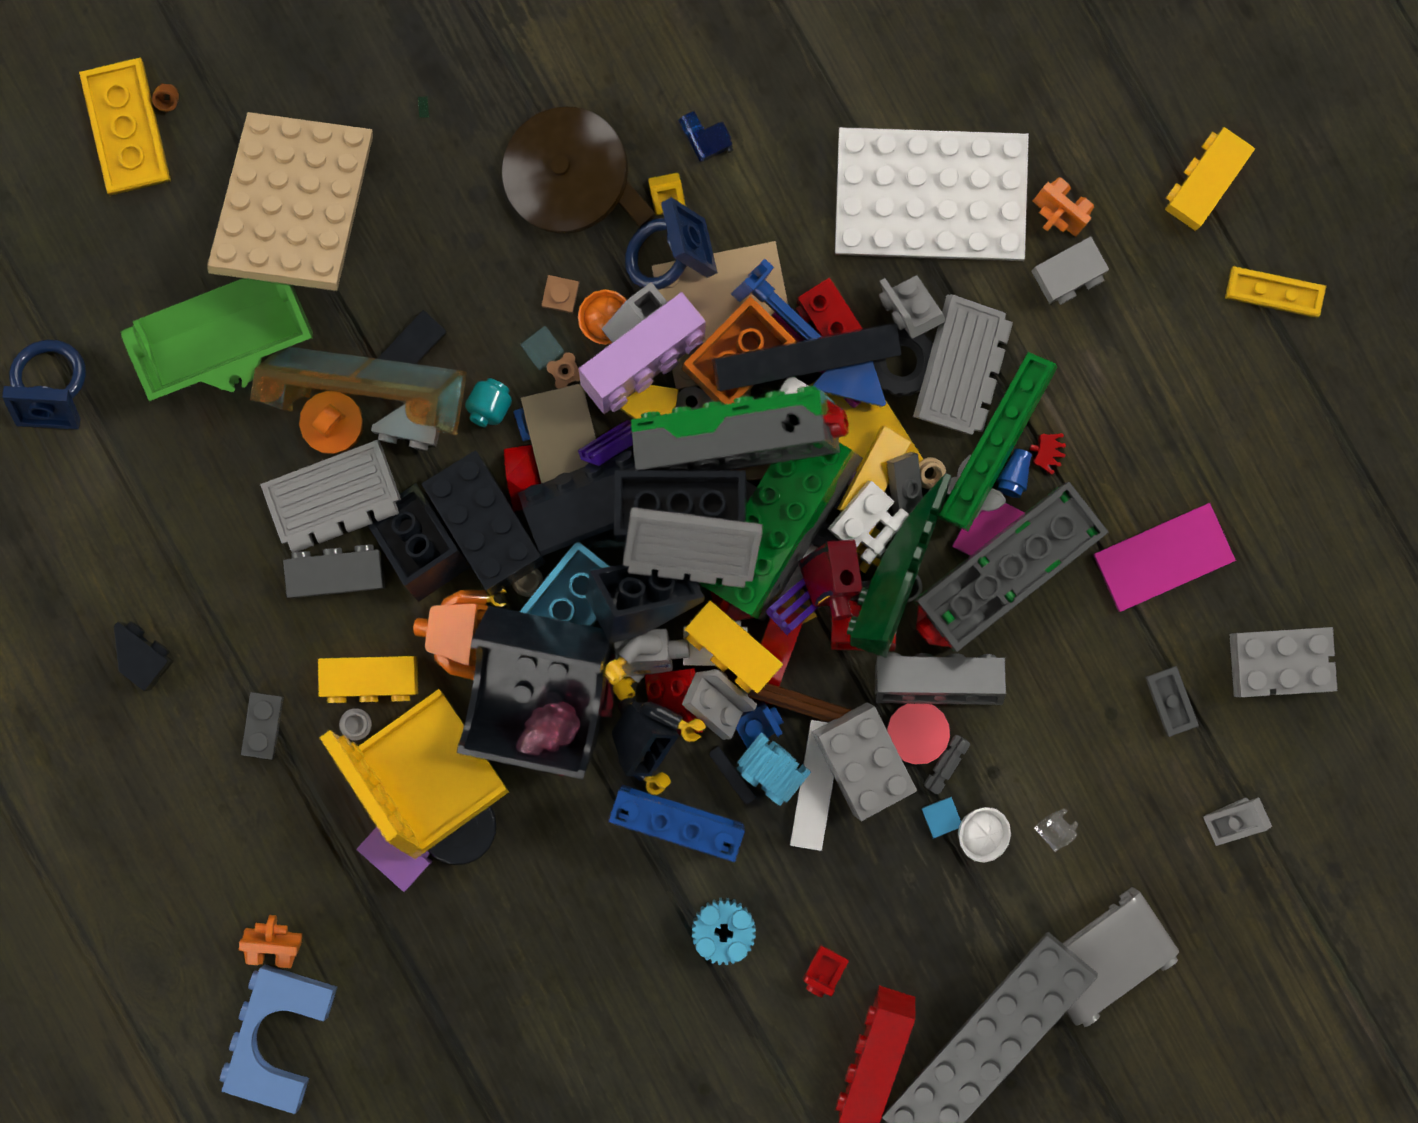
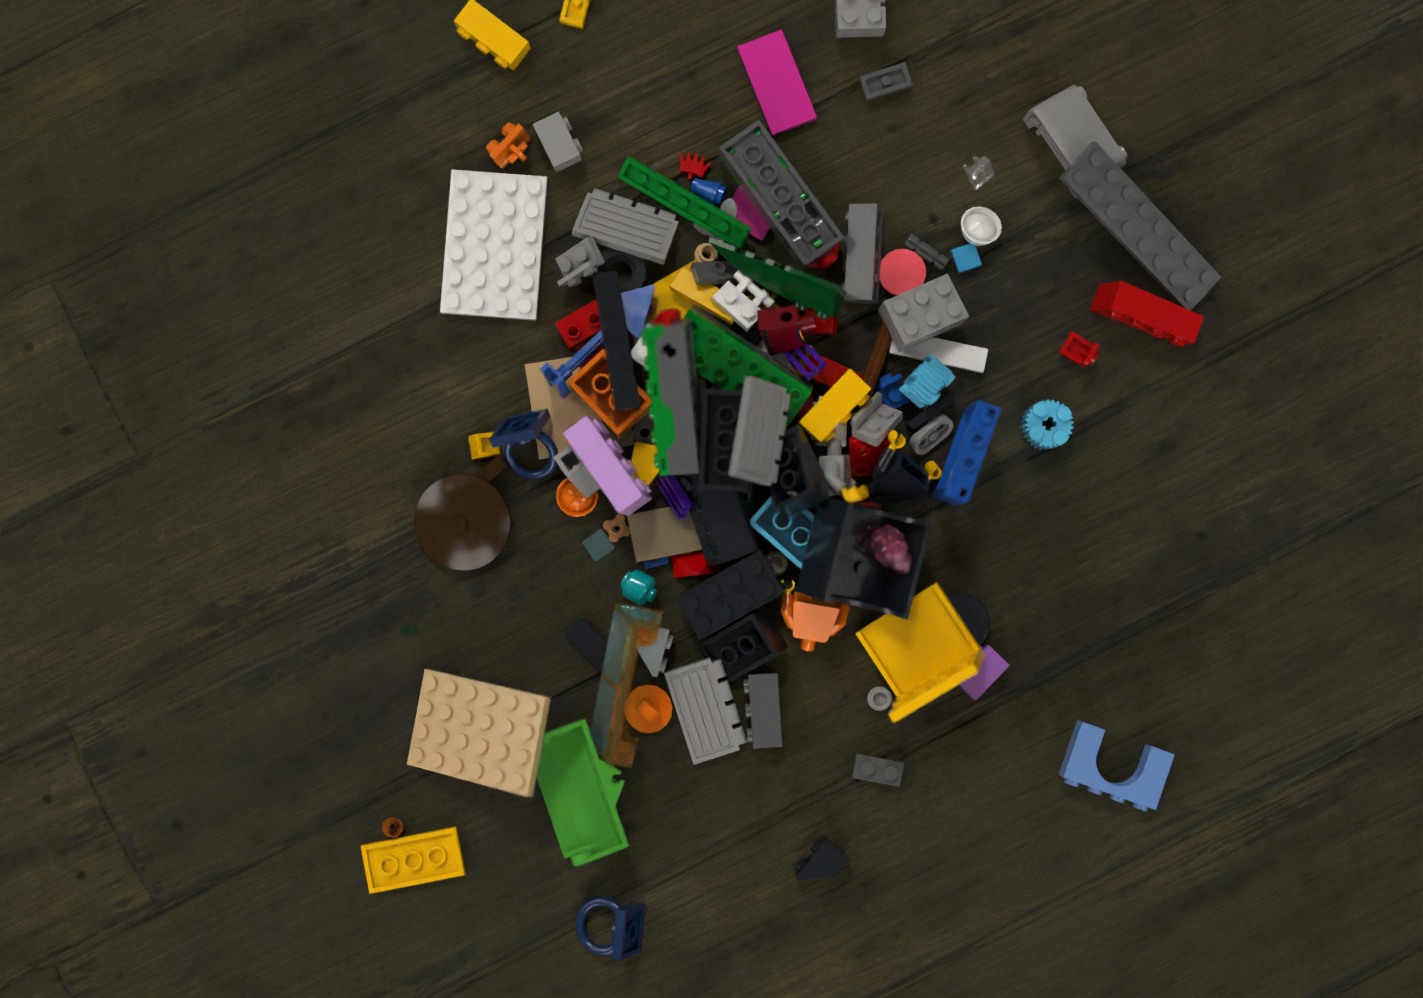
camera: 90 degrees left, 0 degrees up
(270, 939) = (1041, 769): orange hips -> none
(367, 678) = (845, 687): yellow brick -> none
(560, 294) = (557, 529): medium nougat plate -> none
(705, 779) = (931, 434): none -> light grey plate
(706, 142) = (446, 413): clear blue piece -> none
(1237, 821) = (977, 36): light grey slope -> none

